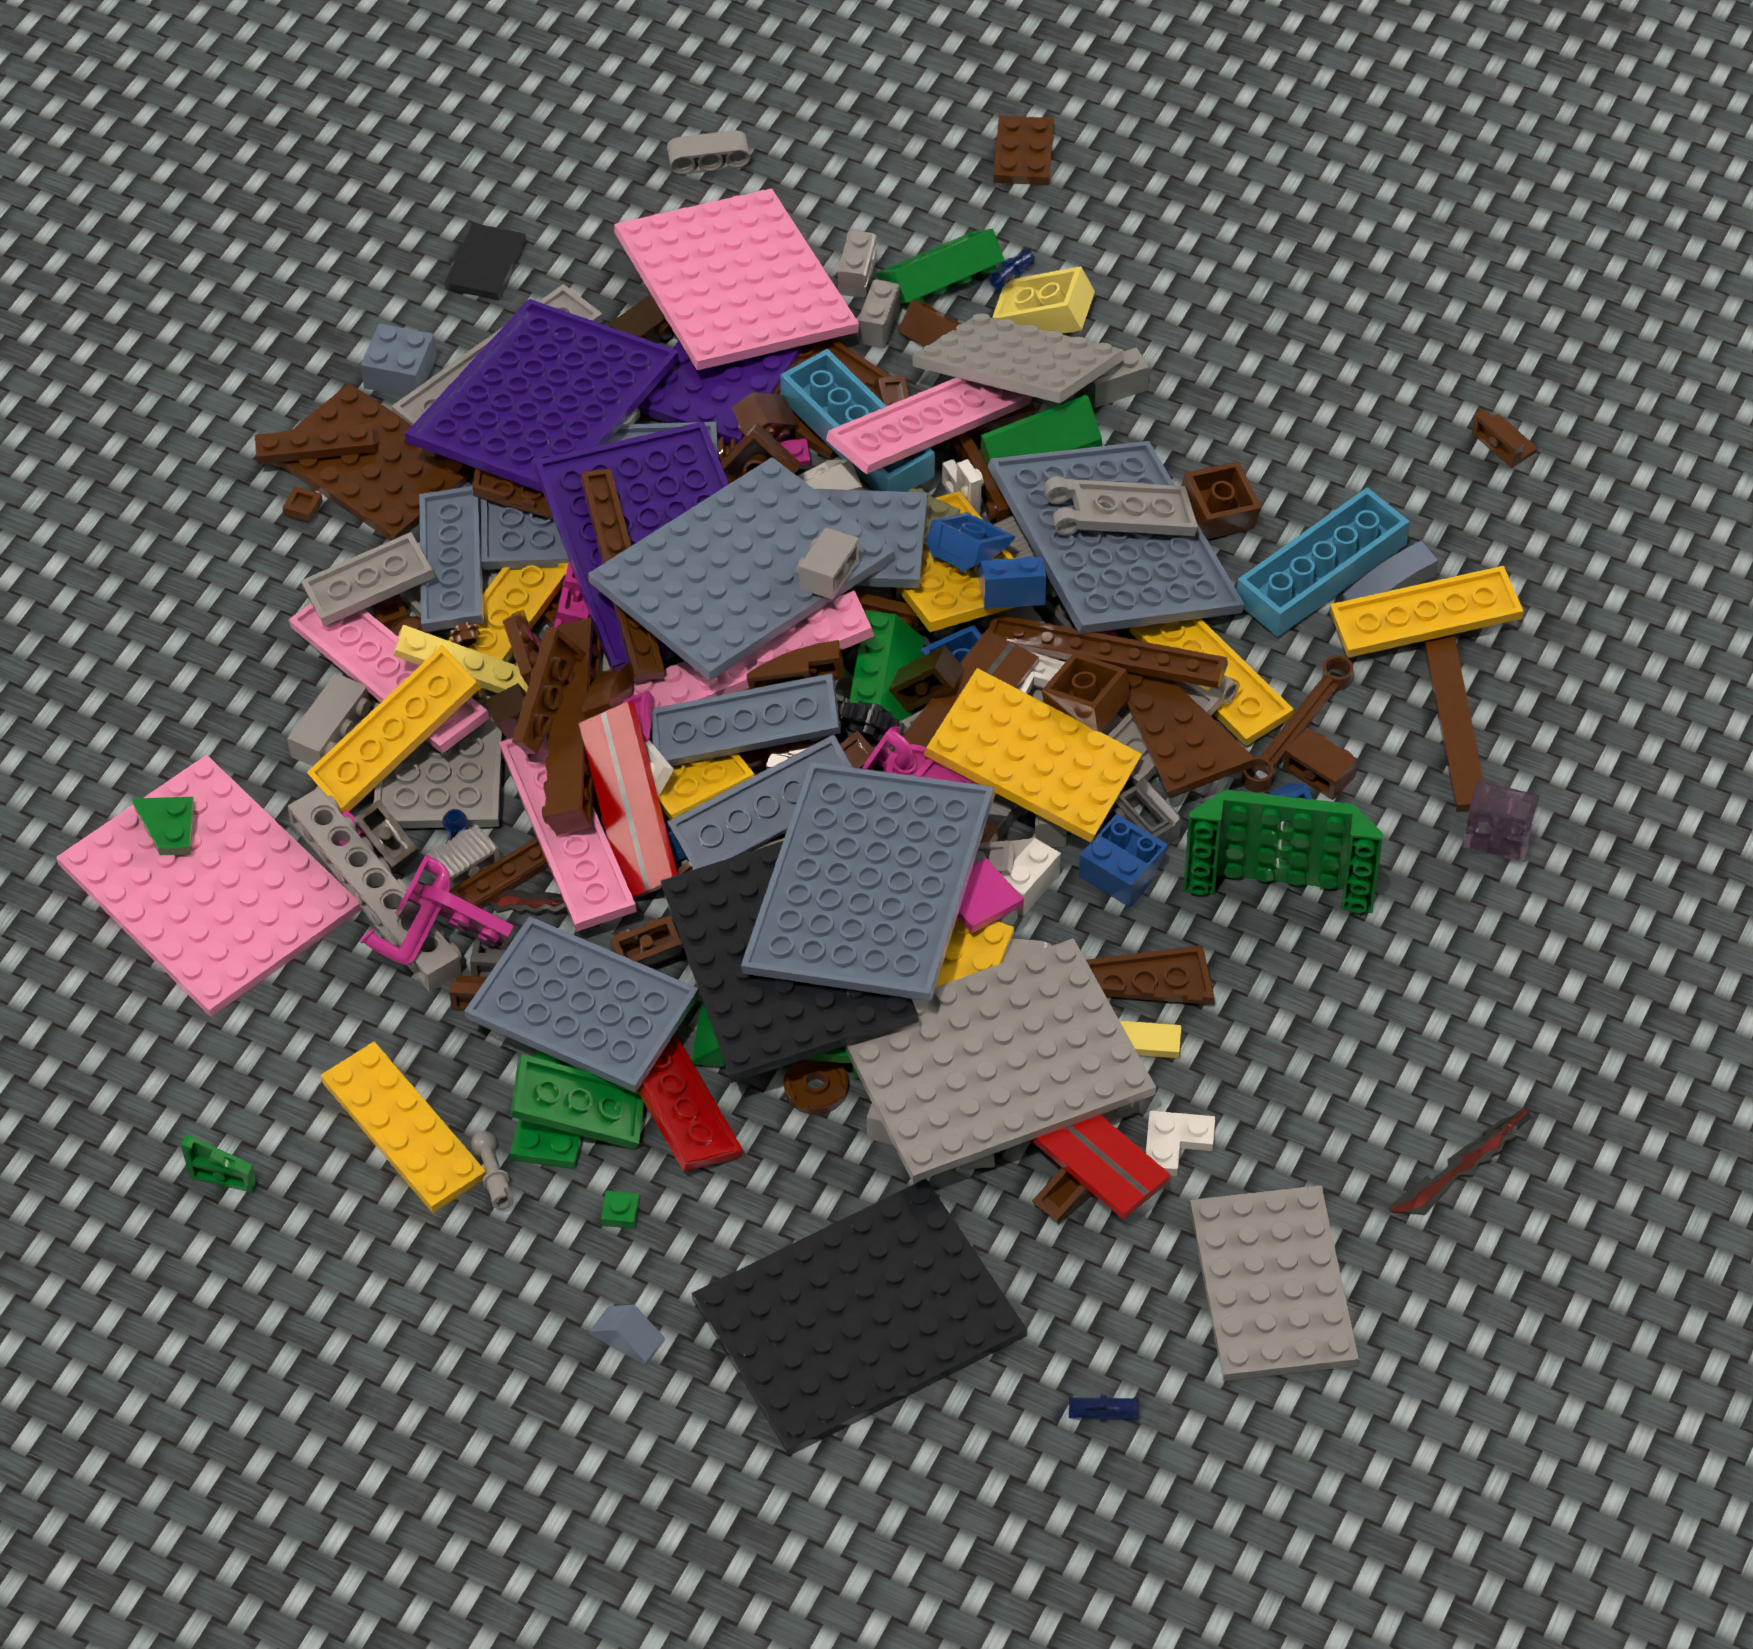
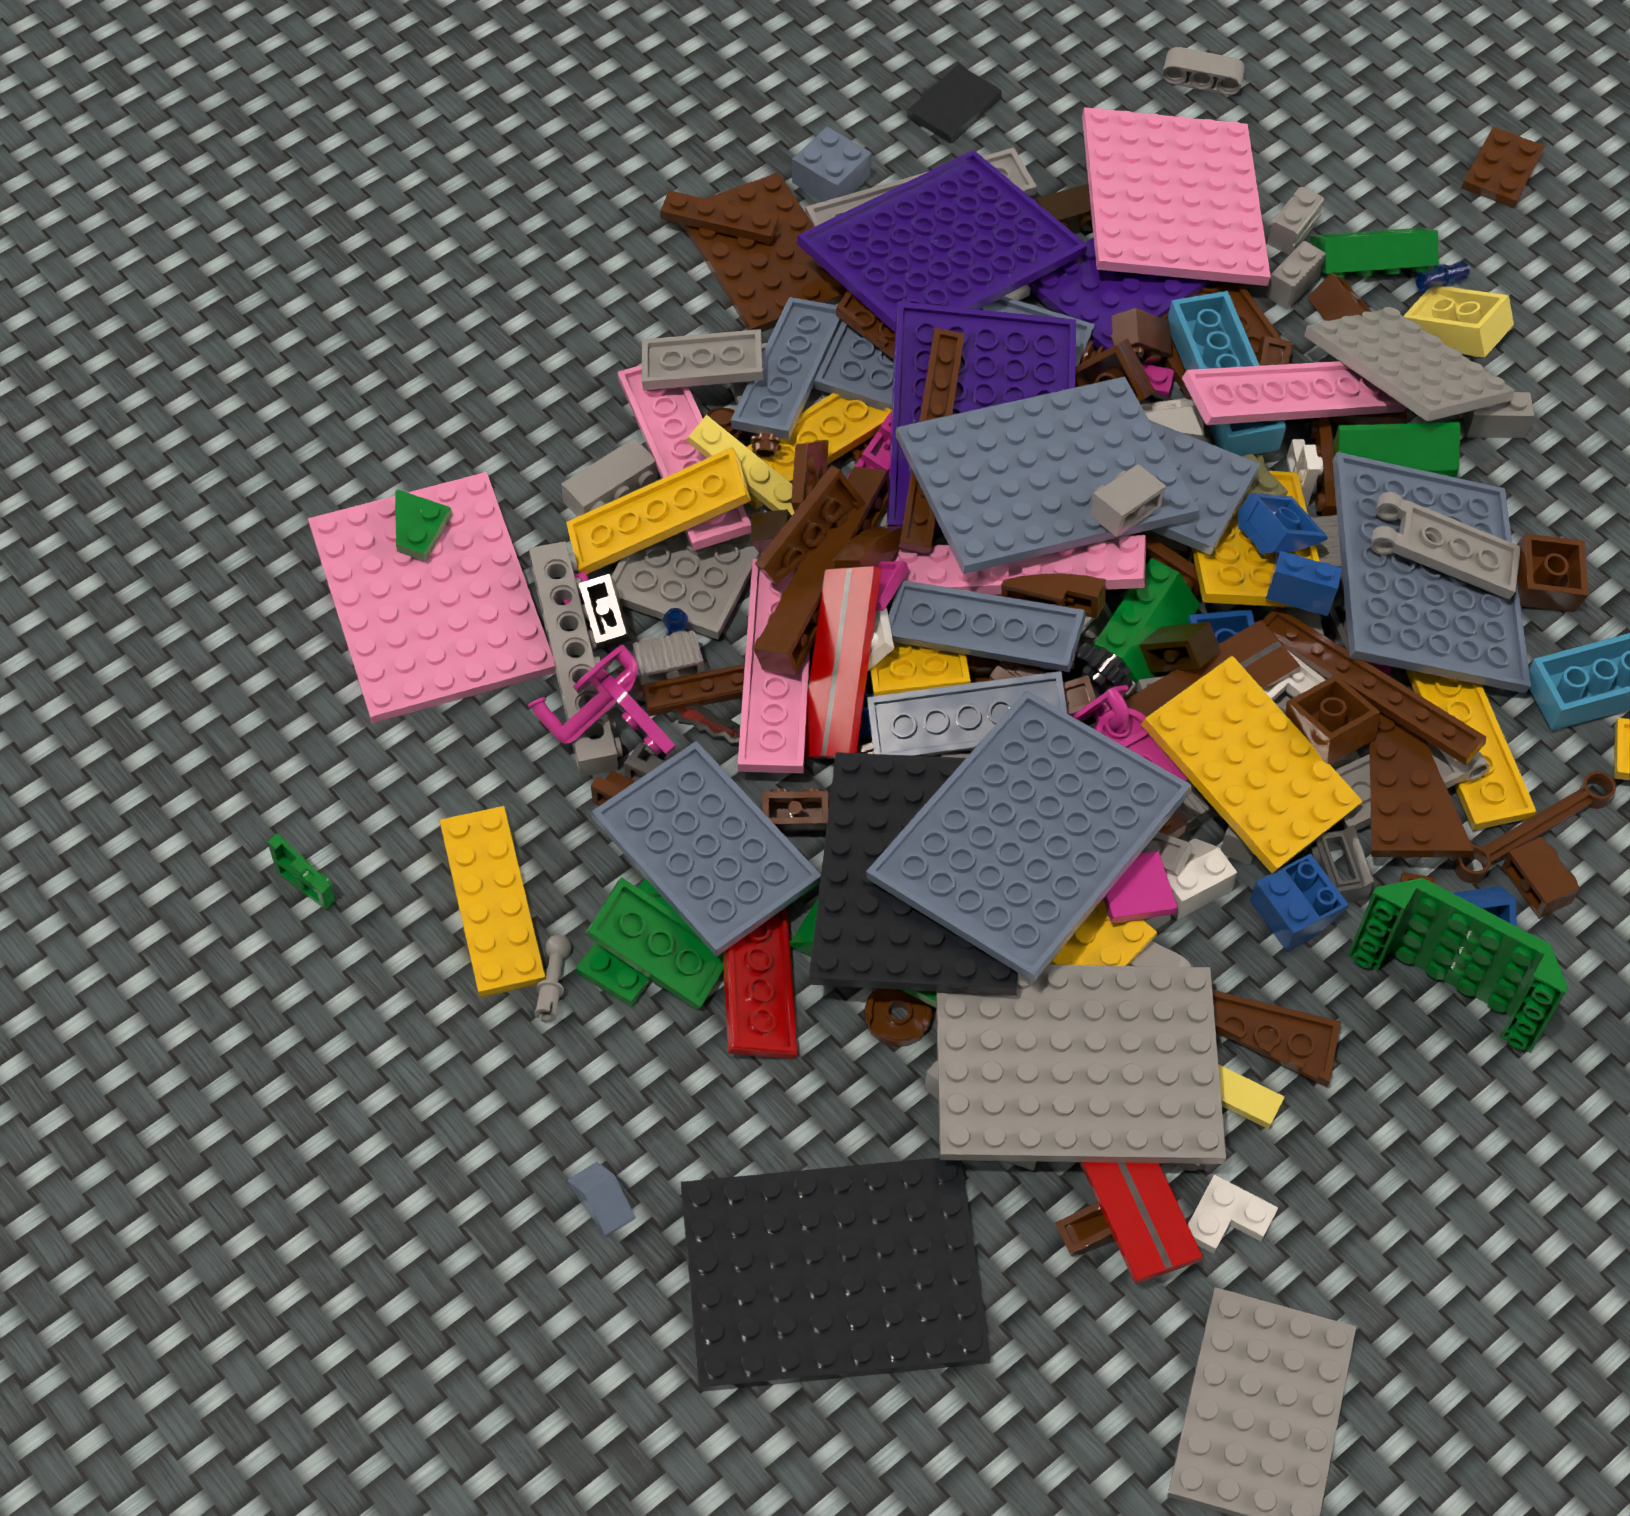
camera: 20 degrees right, 5 degrees up
(302, 504) = (683, 269): reddish brown plate -> none
(389, 610) = (713, 397): reddish brown plate -> none
(620, 1209) = (653, 1066): green plate -> none
(1127, 1408) = (1030, 1476): clear blue pin -> none
(1463, 1163) = (1516, 1361): pearl dark grey sword -> none

